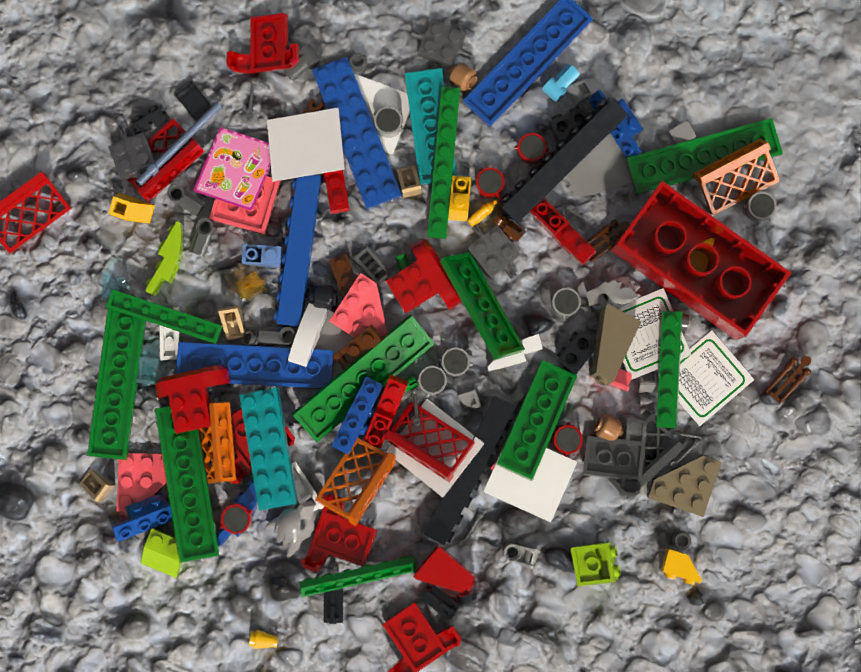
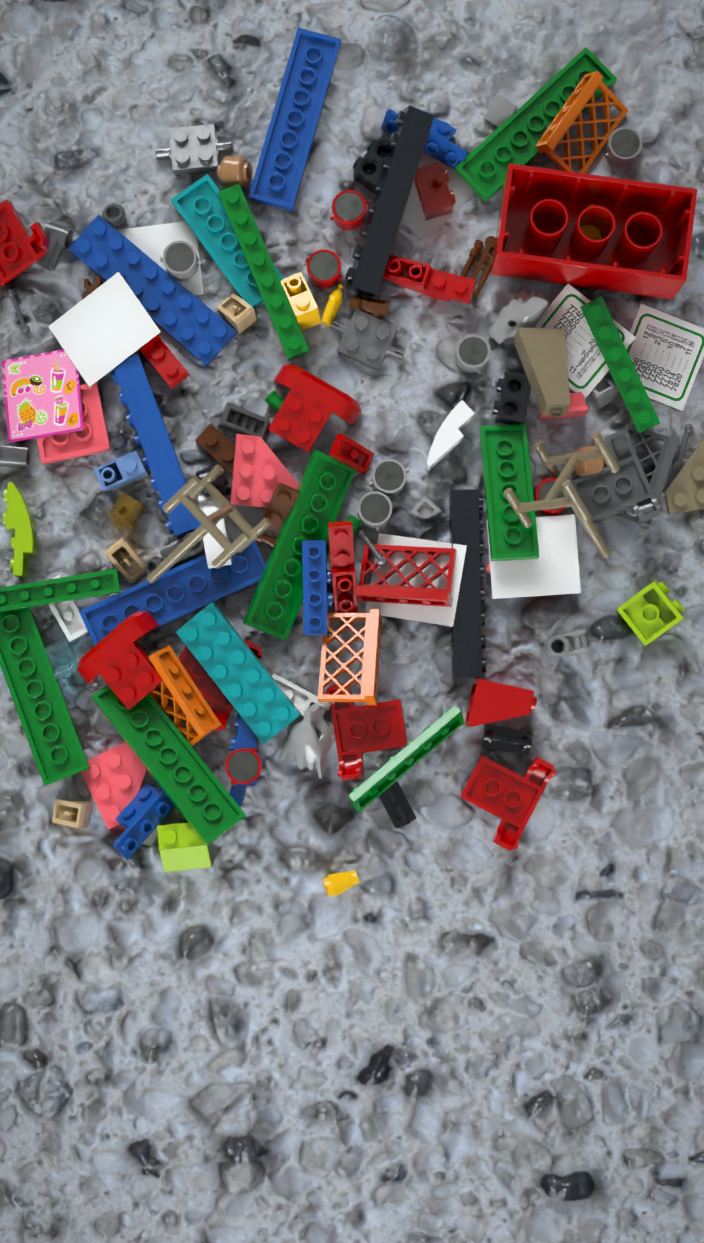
camera: 30 degrees left, 0 degrees up
(202, 239) = (45, 489): dark grey piece -> none
(300, 331) = (186, 495): none -> dark tan piece
(436, 330) = (351, 453): none -> red slope
(462, 542) = (501, 626): dark grey hinge -> none
(467, 596) = (534, 719): black tile -> none
(482, 305) = (386, 400): green plate -> none
(557, 86) = (341, 130): medium azure piece -> none
(576, 451) = (563, 484): none -> dark tan piece
(579, 92) = (367, 125): light grey slope -> none
(599, 156) = (434, 203): none -> clear red brick
(704, 437) = (693, 420): dark grey hinge -> none

